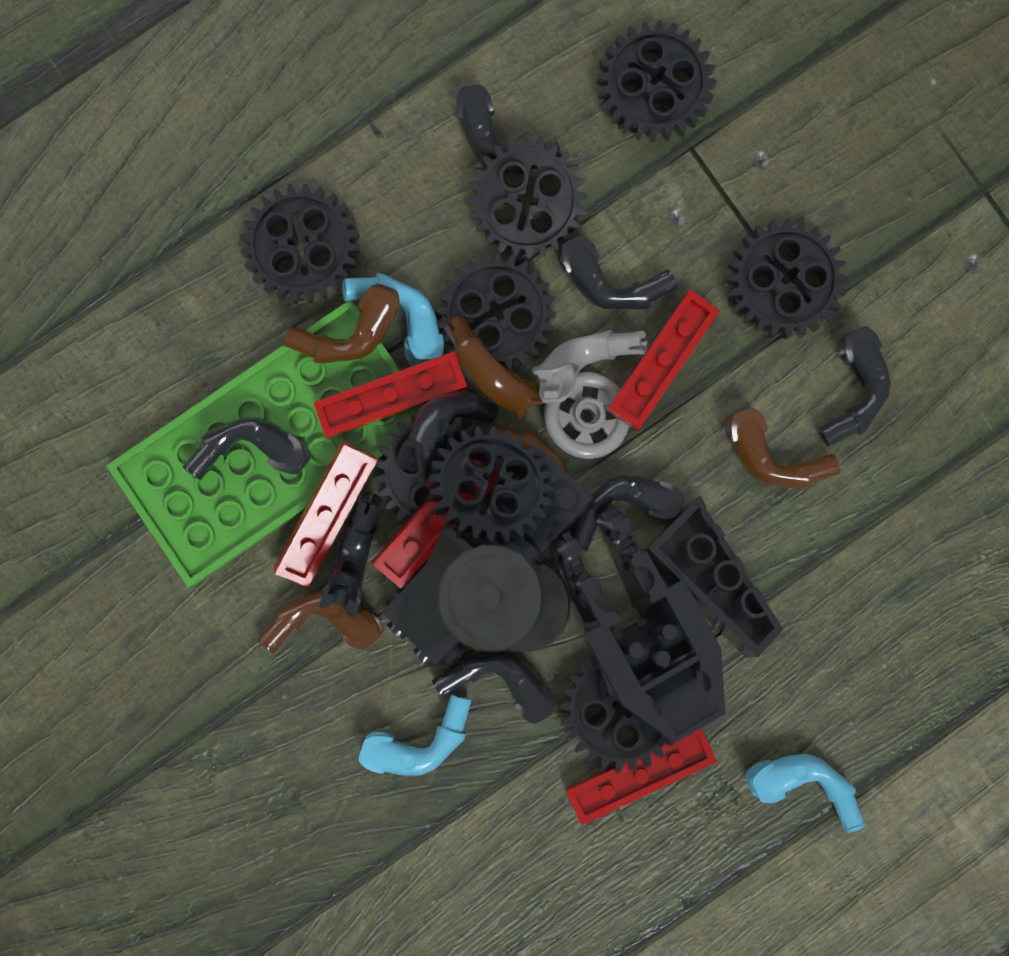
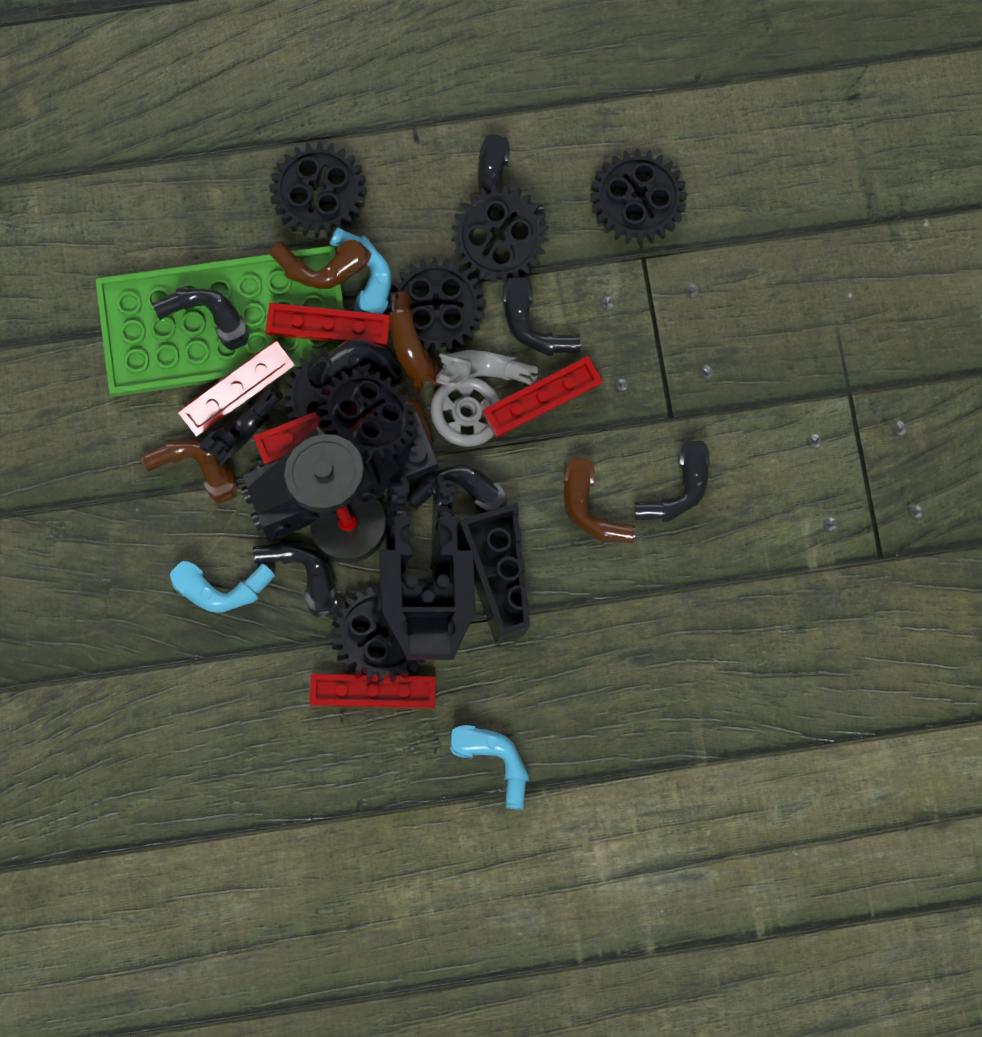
camera: 20 degrees right, 10 degrees down
(809, 256) = (638, 390): black gear -> none

